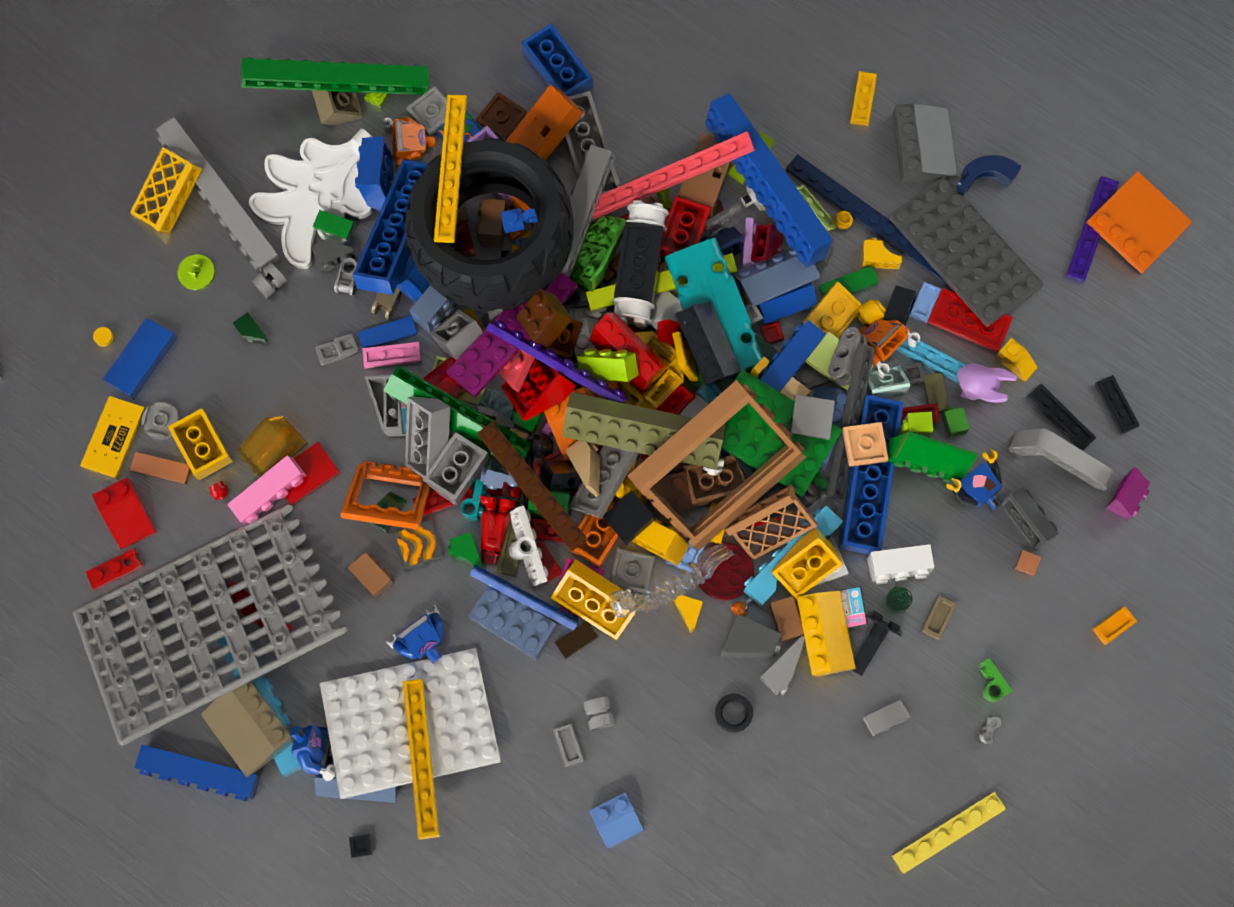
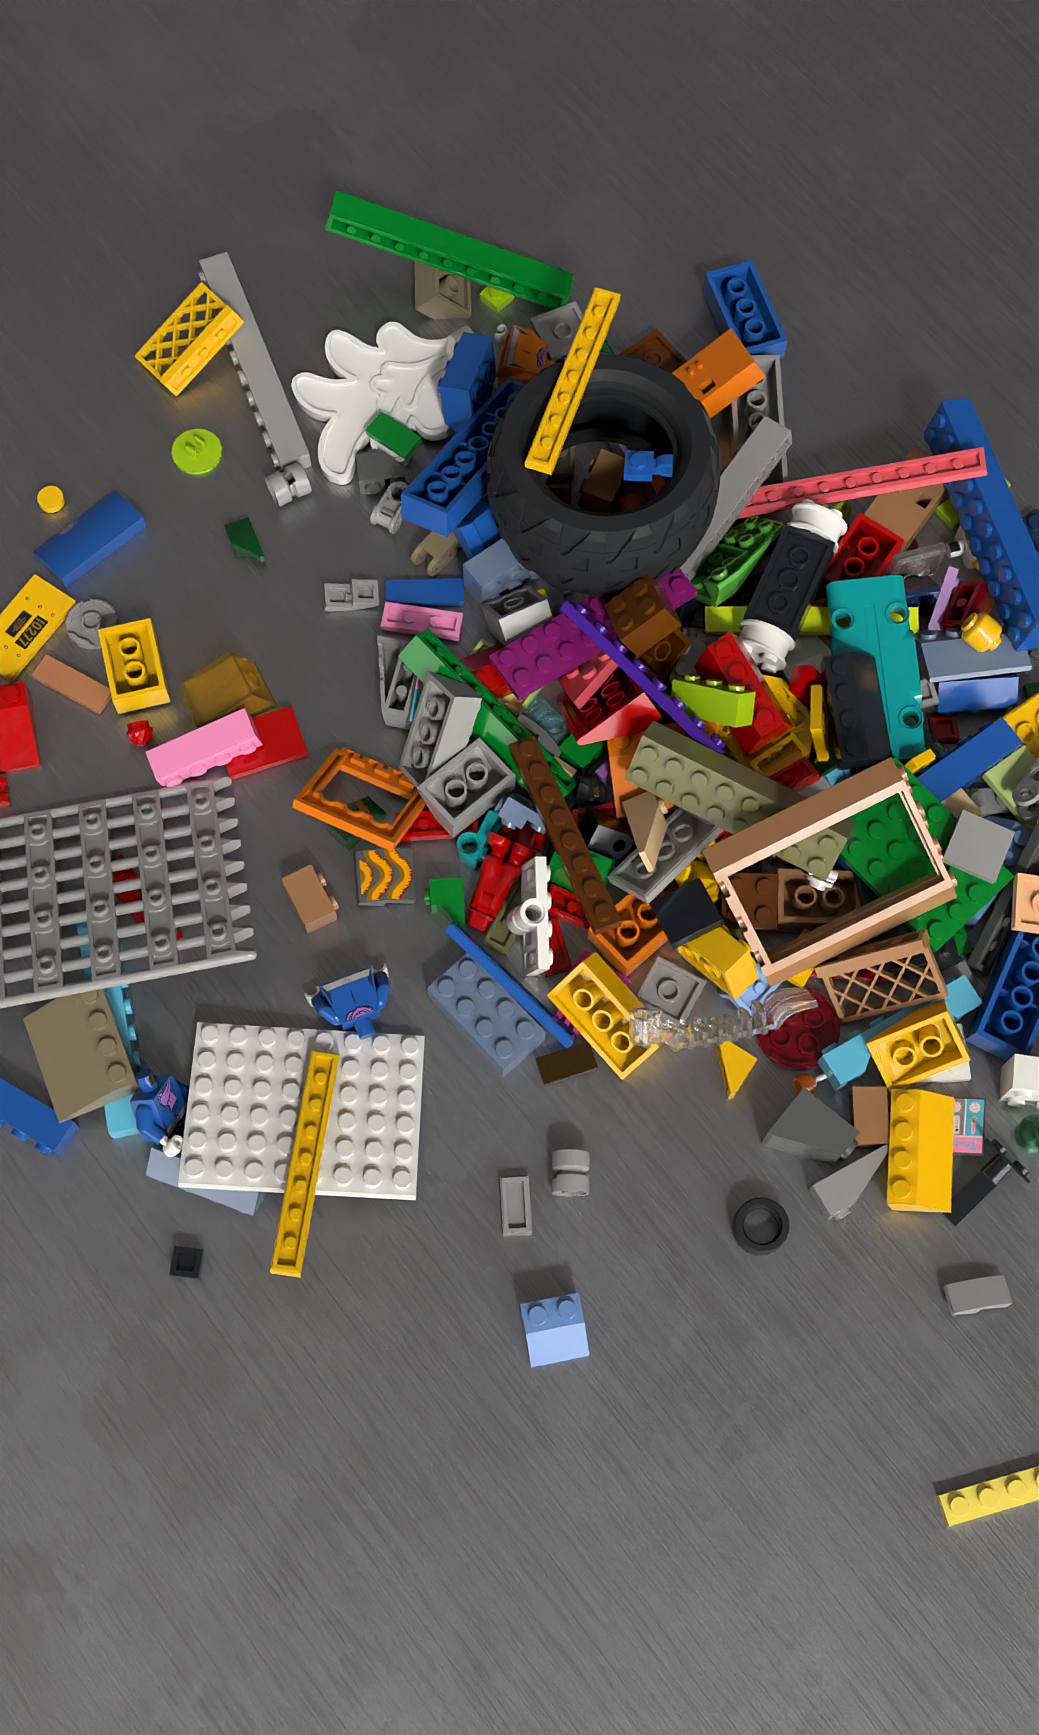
camera: 10 degrees right, 5 degrees down
(779, 261) = (981, 632): none -> yellow head

